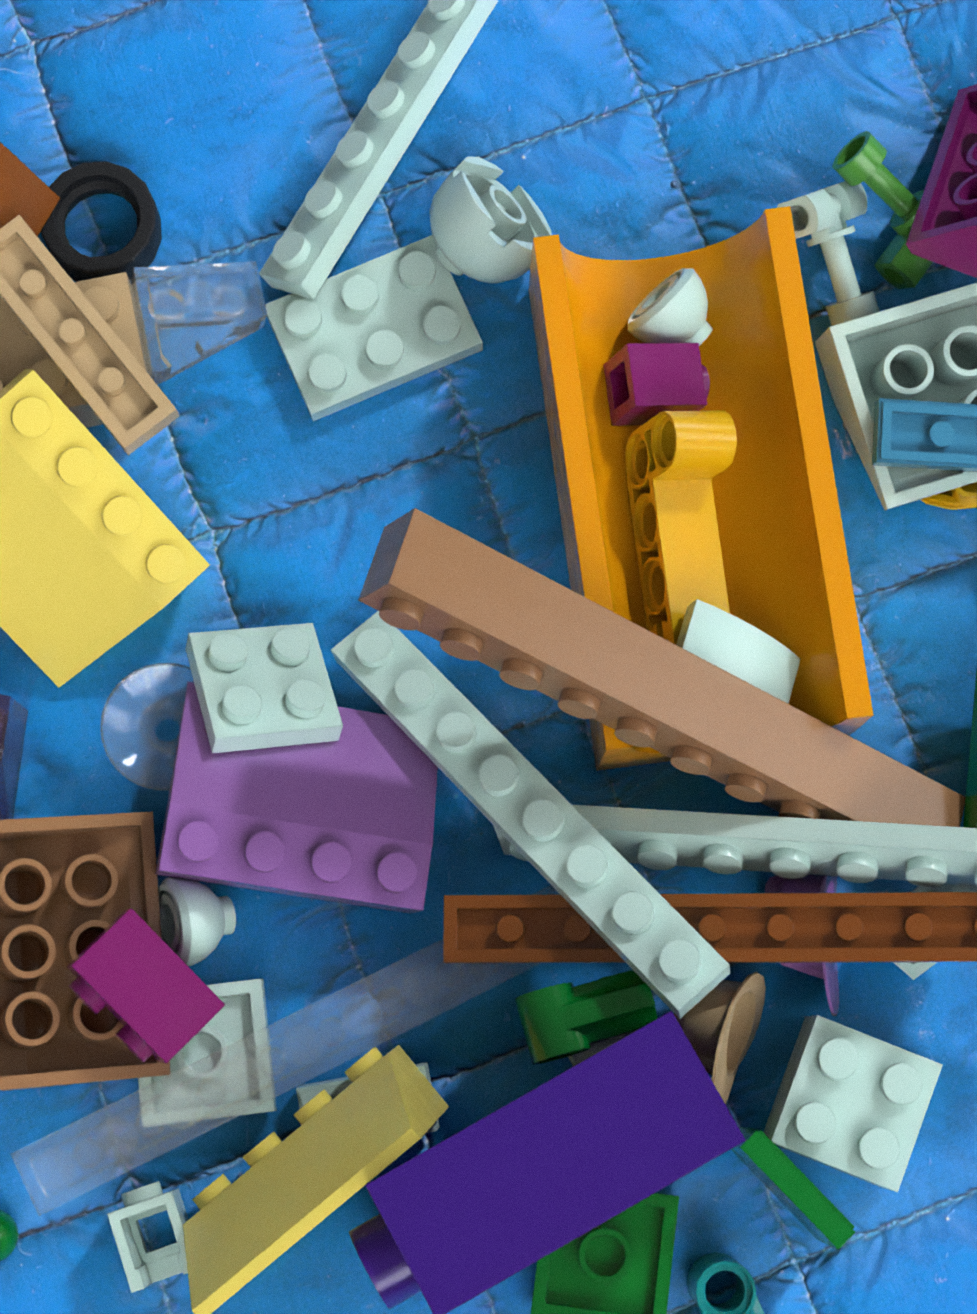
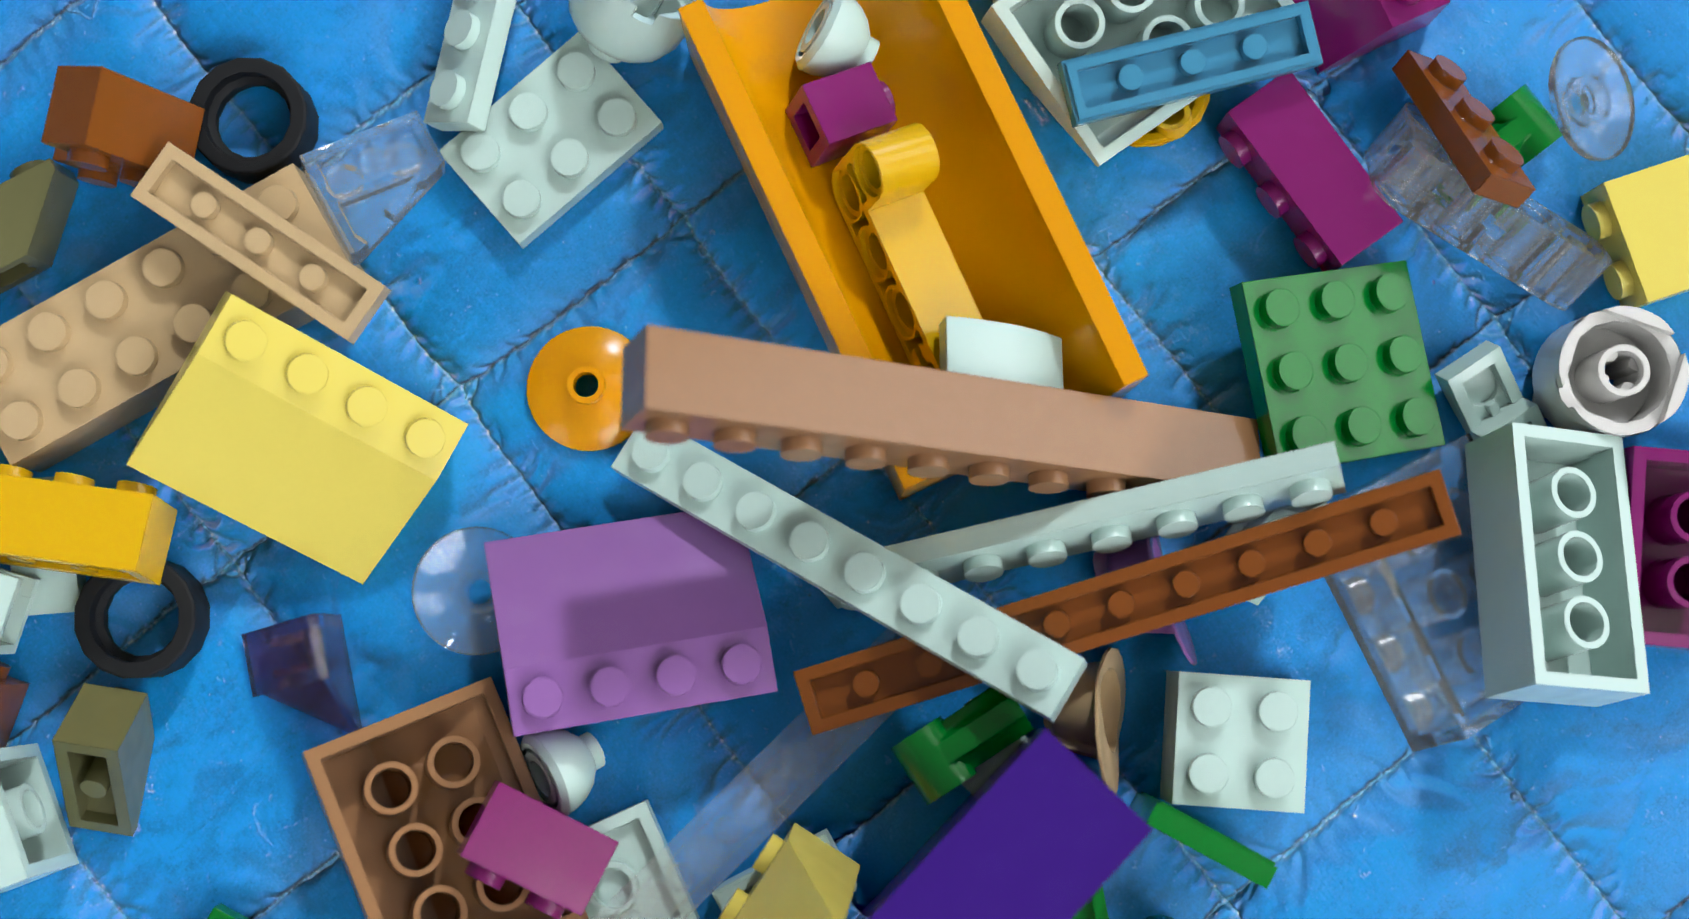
camera: 15 degrees left, 5 degrees up
(263, 687) = (557, 525): light aqua plate -> none
(297, 573) = (559, 411): none -> light orange dish

